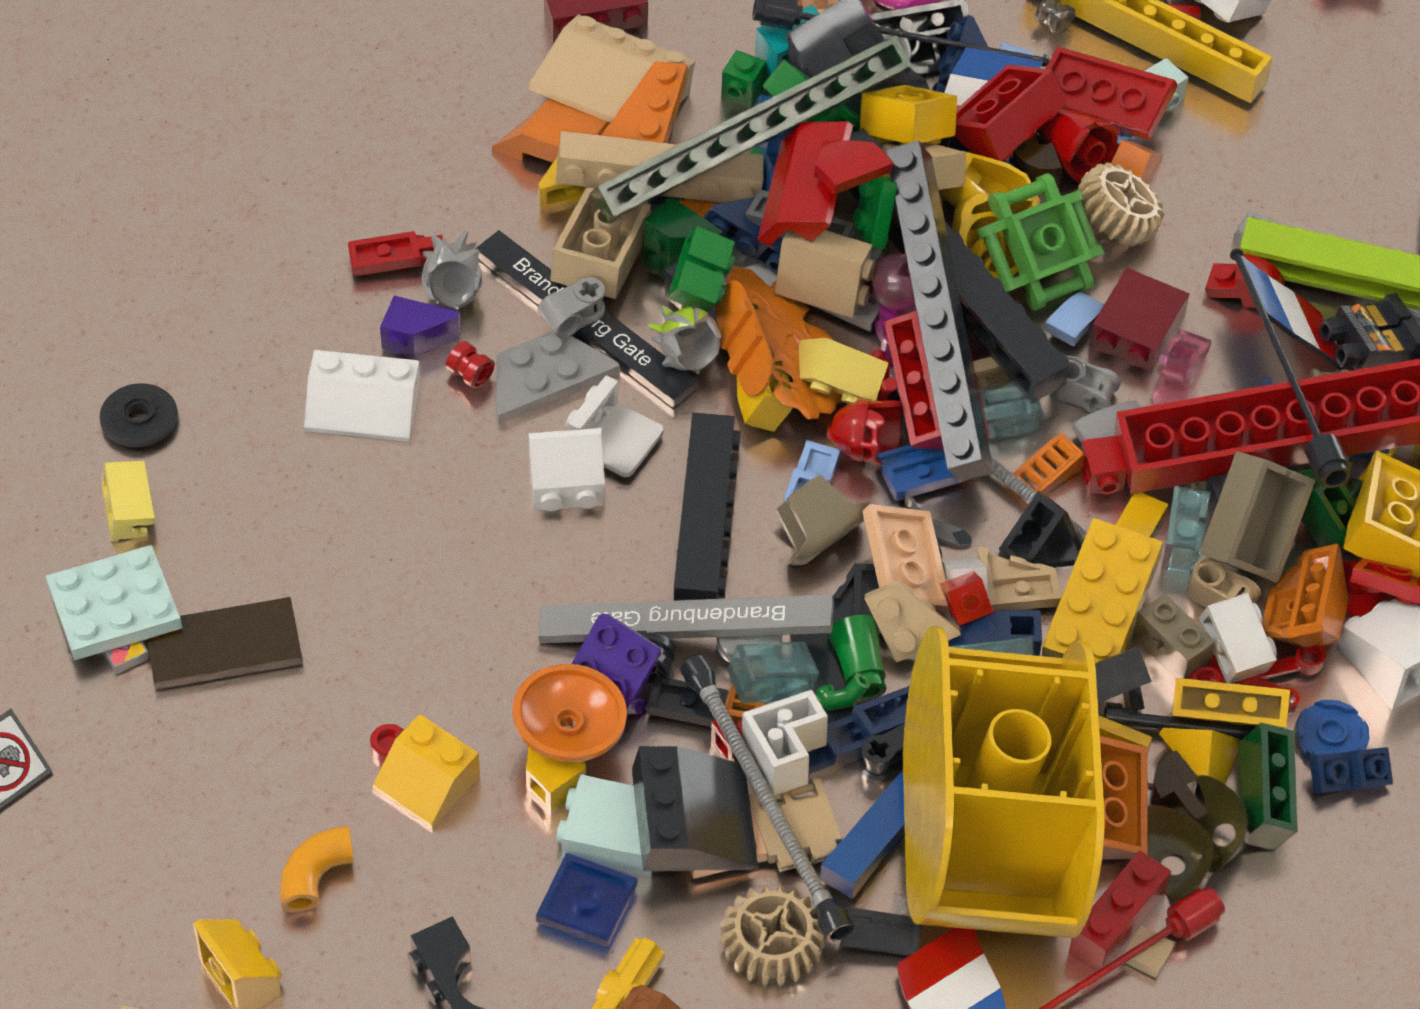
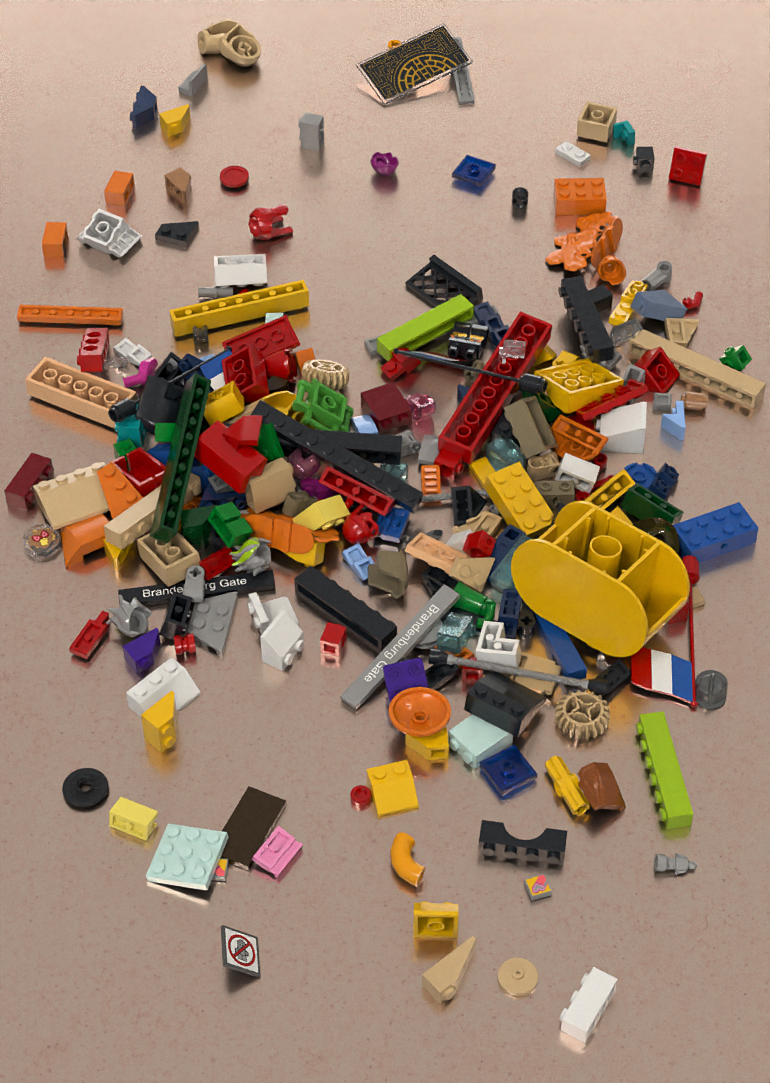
camera: 50 degrees left, 5 degrees down
(206, 702) = (277, 851): none -> bright pink plate
(305, 425) = (161, 723): none -> yellow slope
(503, 321) = (176, 616): none -> black brick
(506, 93) = (41, 540): none -> tile
(635, 532) = (333, 639): none -> red brick
(638, 305) = (217, 563): none -> red tile
(699, 104) = (145, 470): none -> red piece
(843, 326) = (296, 503): none -> dark tan piece
(1305, 904) = (716, 533): none -> blue brick
(1370, 387) = (512, 349): none -> clear bracket

